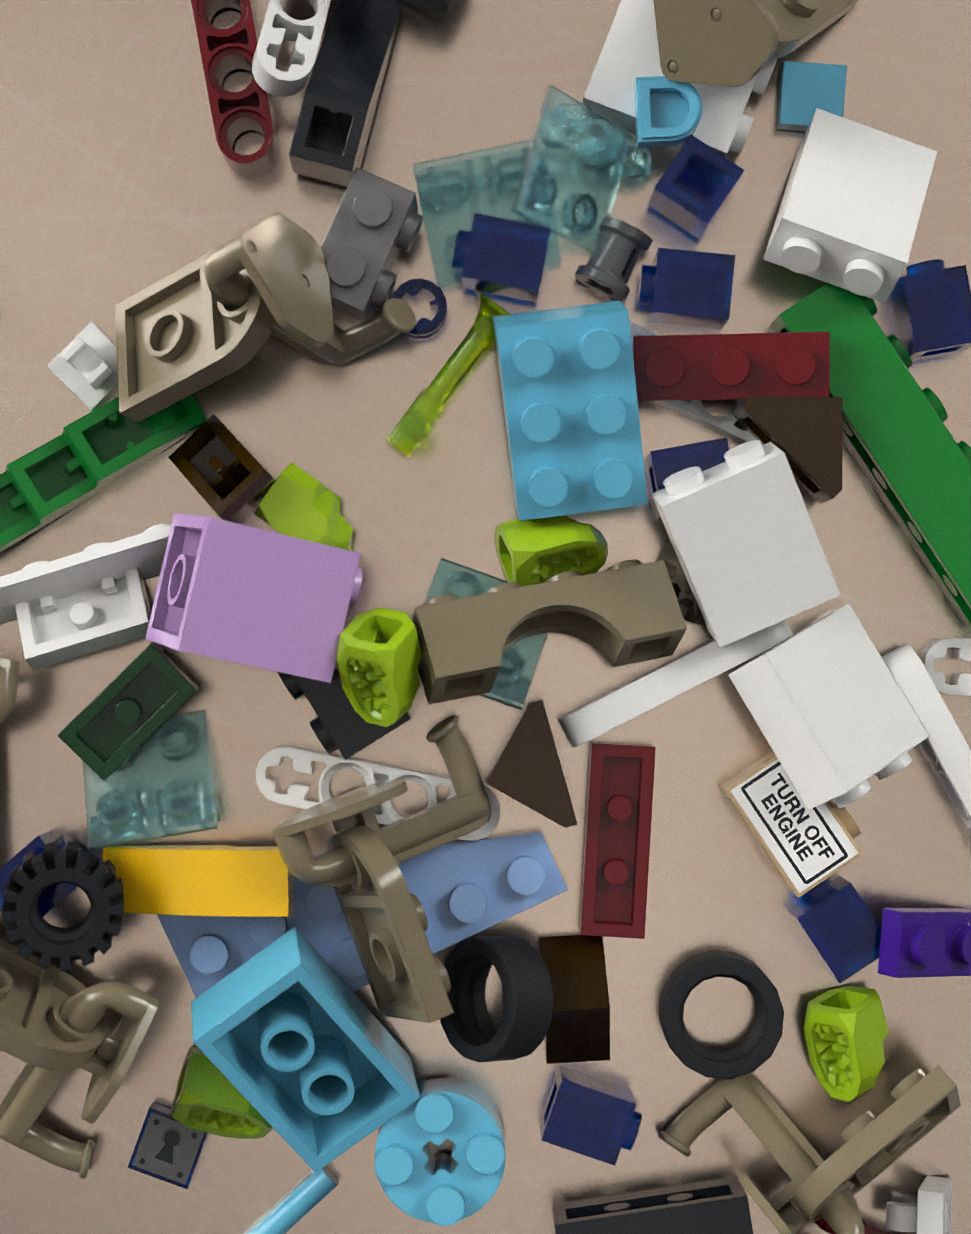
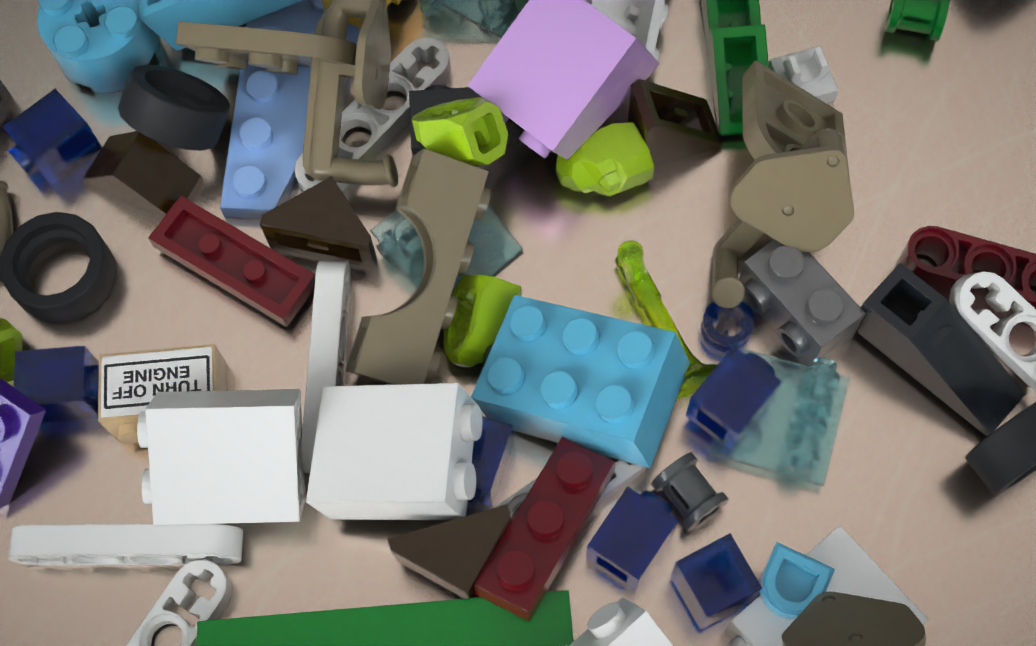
camera: 125 degrees right, 20 degrees down
(576, 169) = (781, 489): clear light blue hinge -> none

